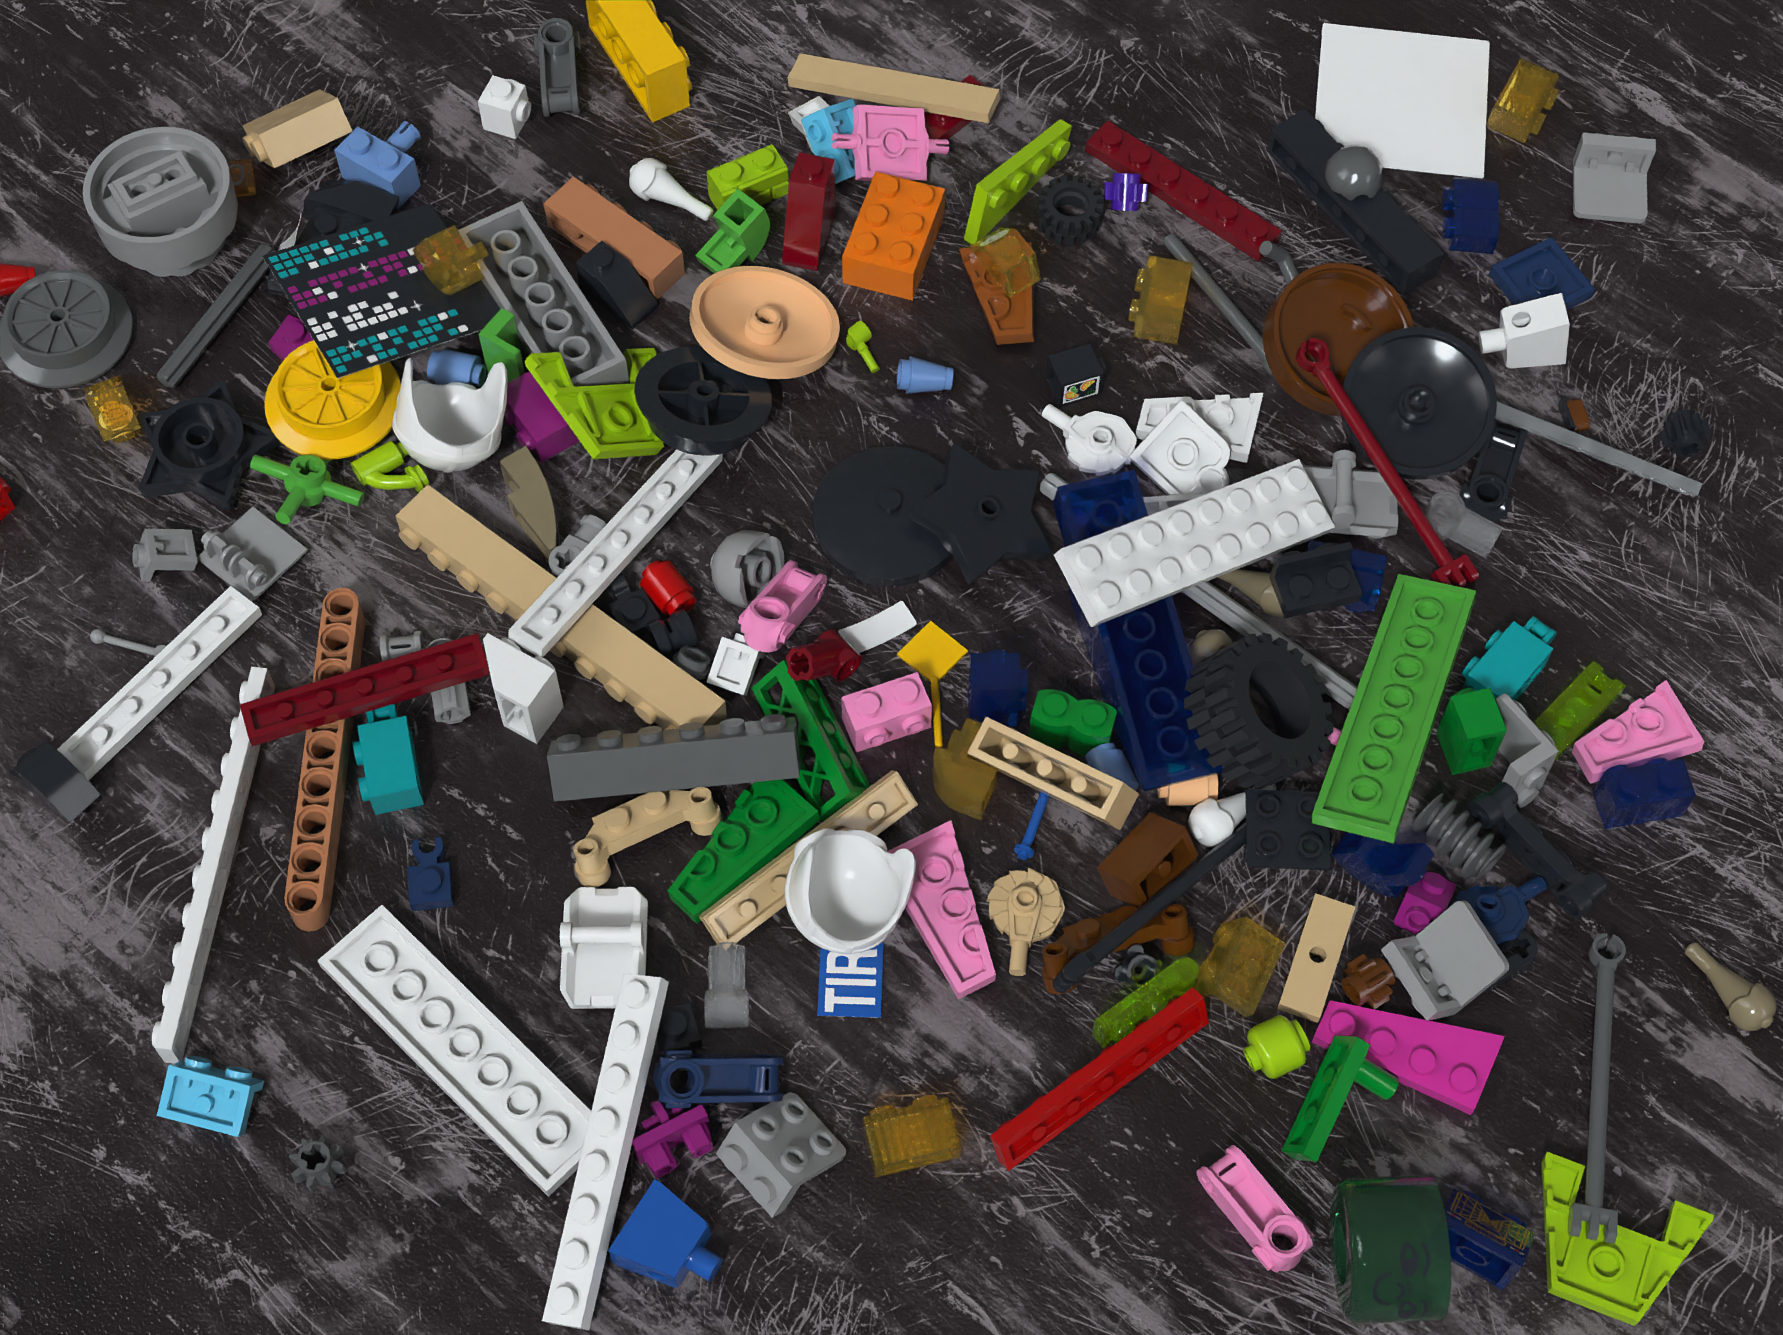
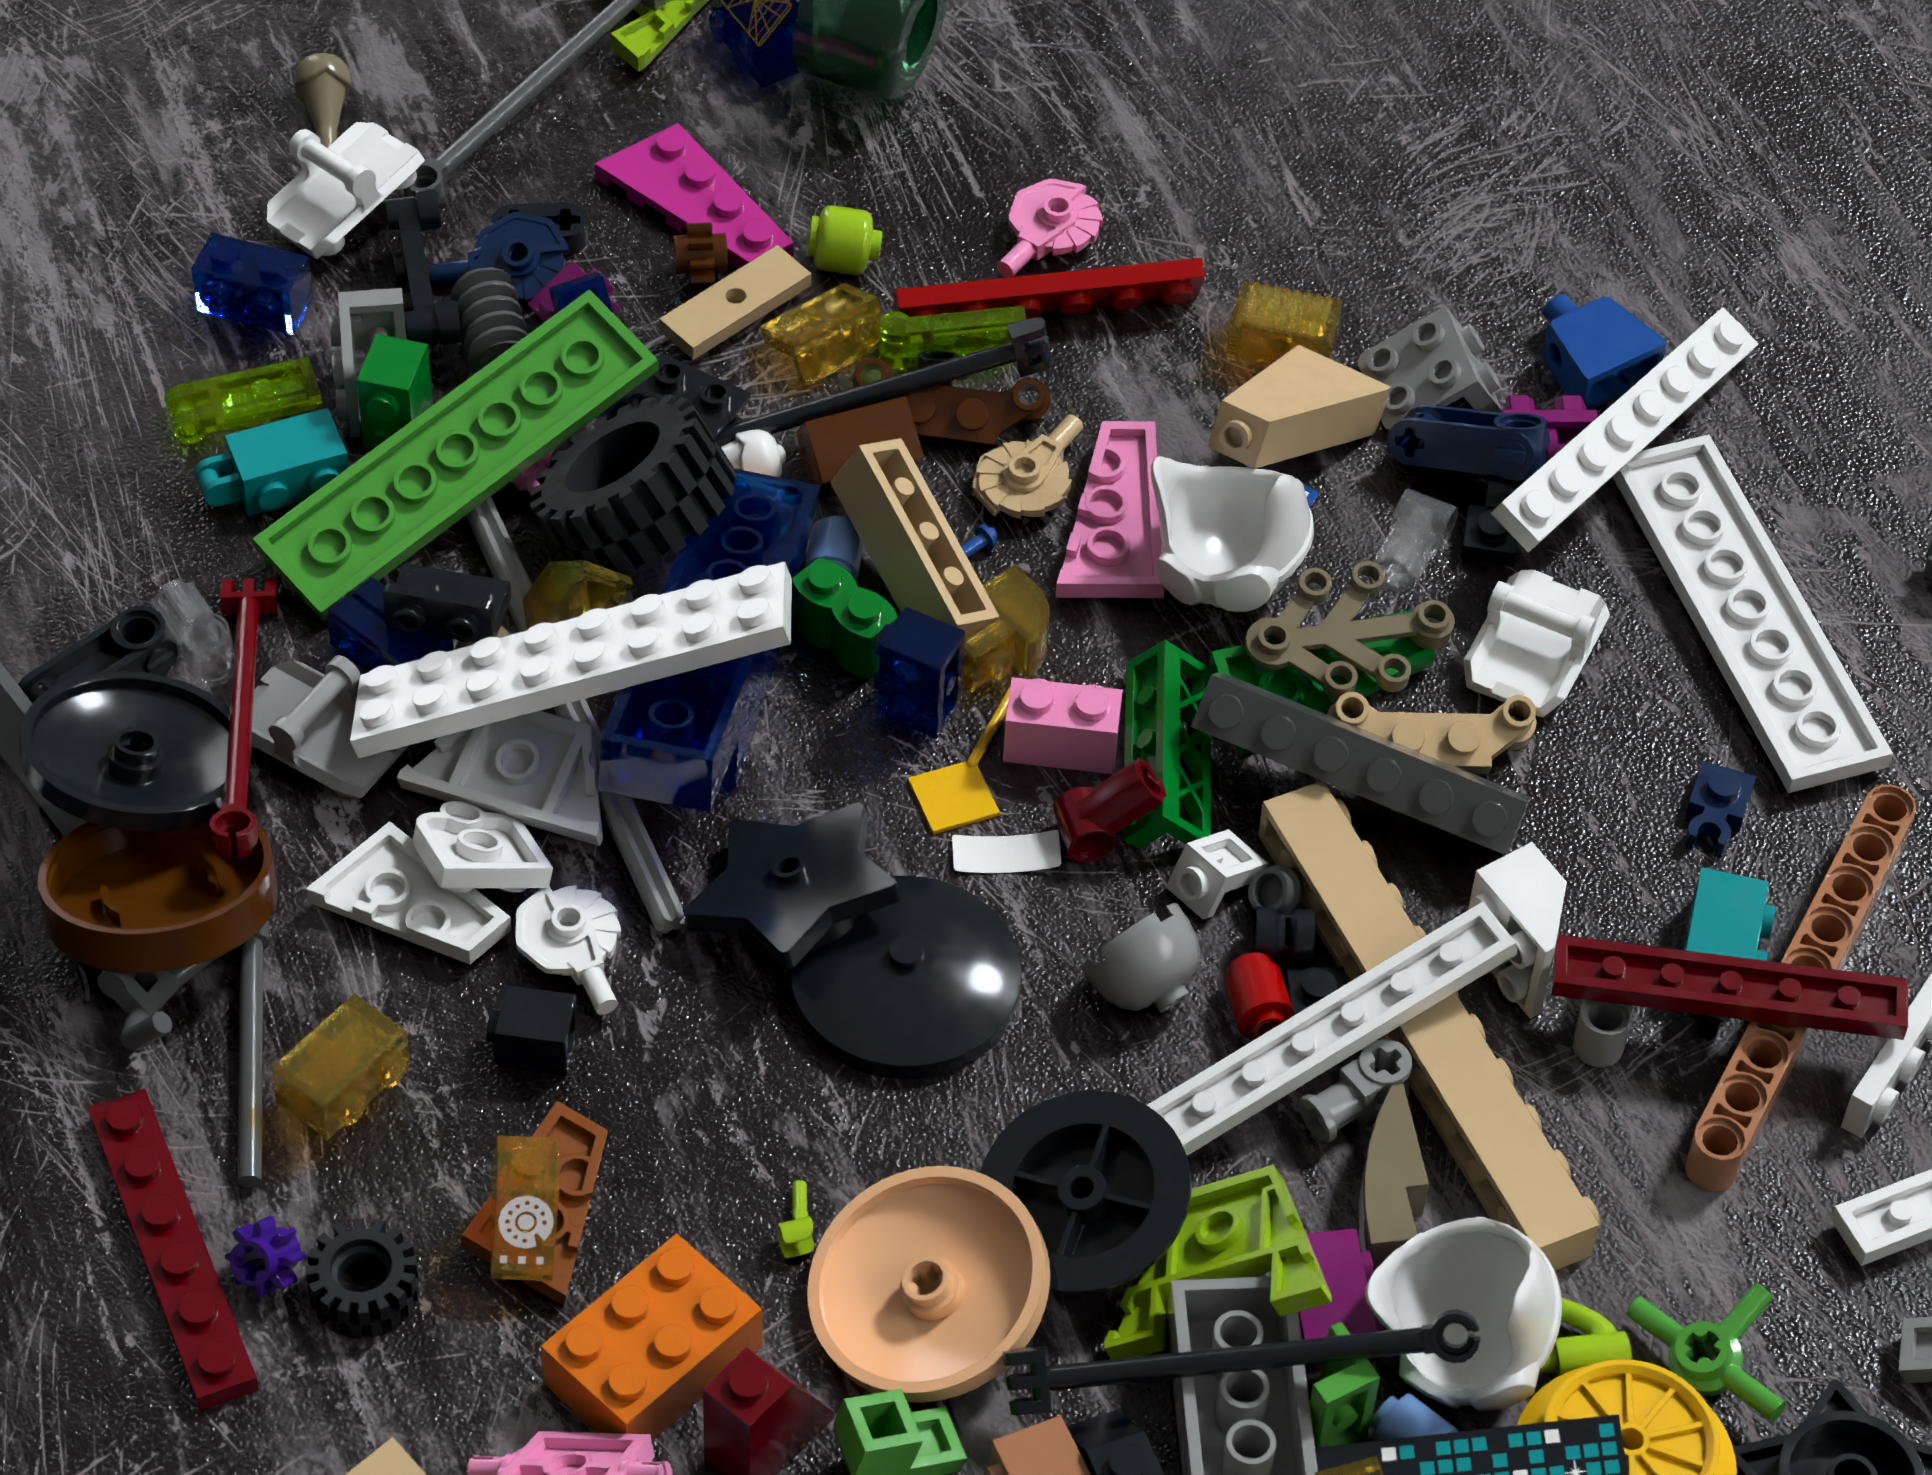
camera: 155 degrees left, 10 degrees down
(250, 553) = (1821, 1306): light grey hinge -> none
(400, 646) = (1652, 1073): light grey bush -> none
(443, 352) = (1045, 1378): none -> black hinge
(731, 854) = (1343, 635): none -> dark tan plant
(765, 890) = (1220, 625): tan tile -> none
(781, 607) = (1122, 887): bright pink piece -> none
(858, 1035) = (1297, 409): none -> tan slope
(923, 376) = (746, 1129): medium blue cone -> none
(1014, 178) = (408, 1343): lime wing -> none
(1141, 1159) = (1050, 219): none -> bright pink piece
(1239, 618) = (571, 589): none -> clear yellow slope
(1255, 1209) = (964, 131): bright pink piece -> none
(1340, 1068) = (821, 175): green piece -> none
(1447, 962) = (617, 238): light grey bracket -> none
(1643, 733) = (192, 342): bright pink wing -> none
(1654, 907) = (339, 185): none -> white shield

